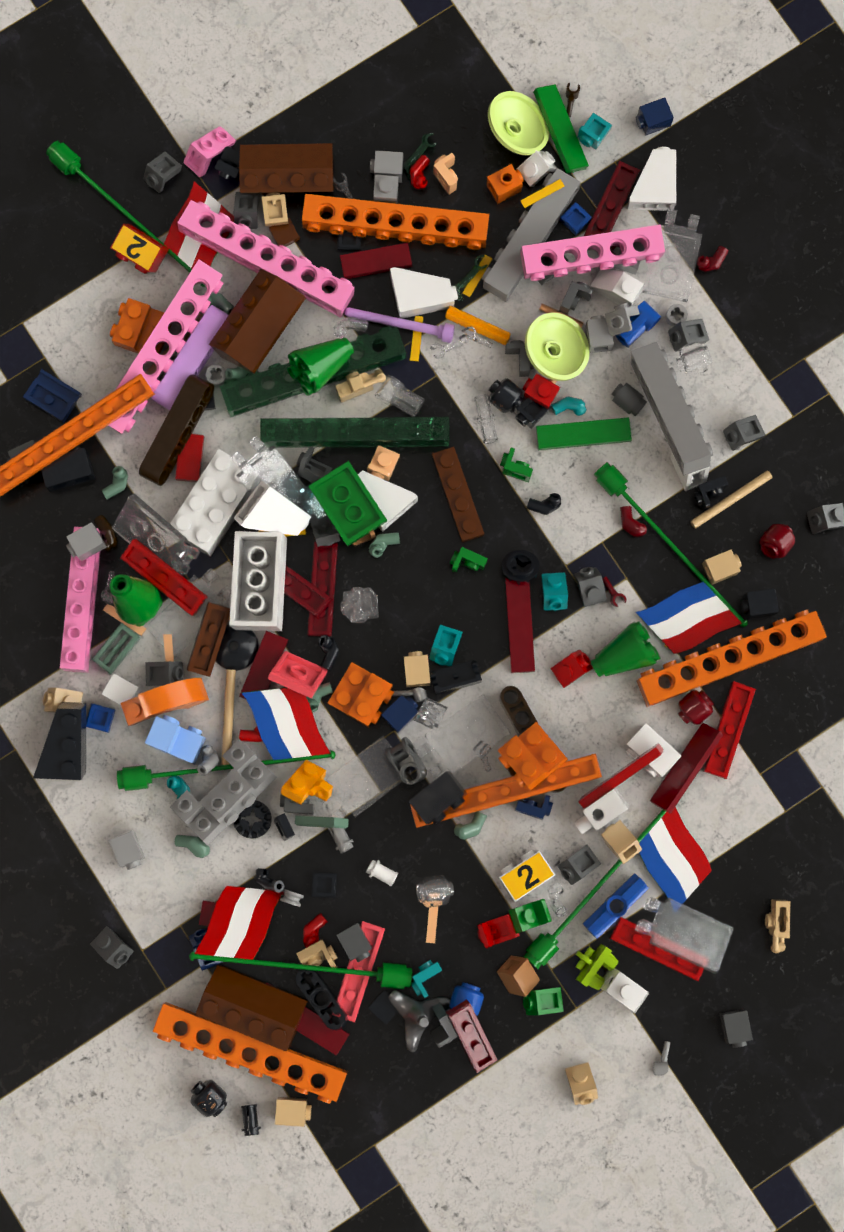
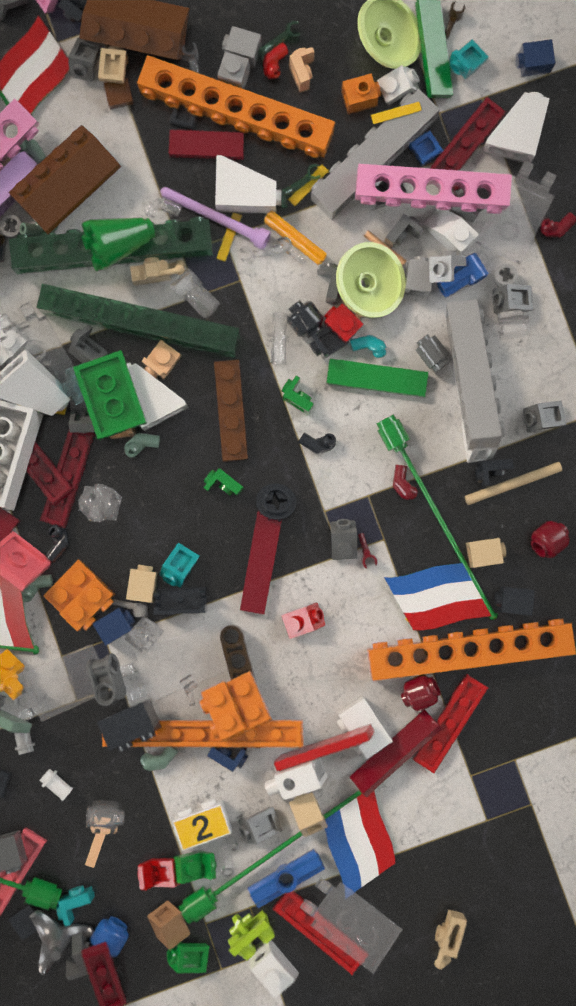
camera: 20 degrees right, 5 degrees up
(199, 212) = (29, 51): bright pink brick -> none
(554, 591) = (305, 536): teal bracket -> none
(626, 652) = (363, 619): green cone -> none

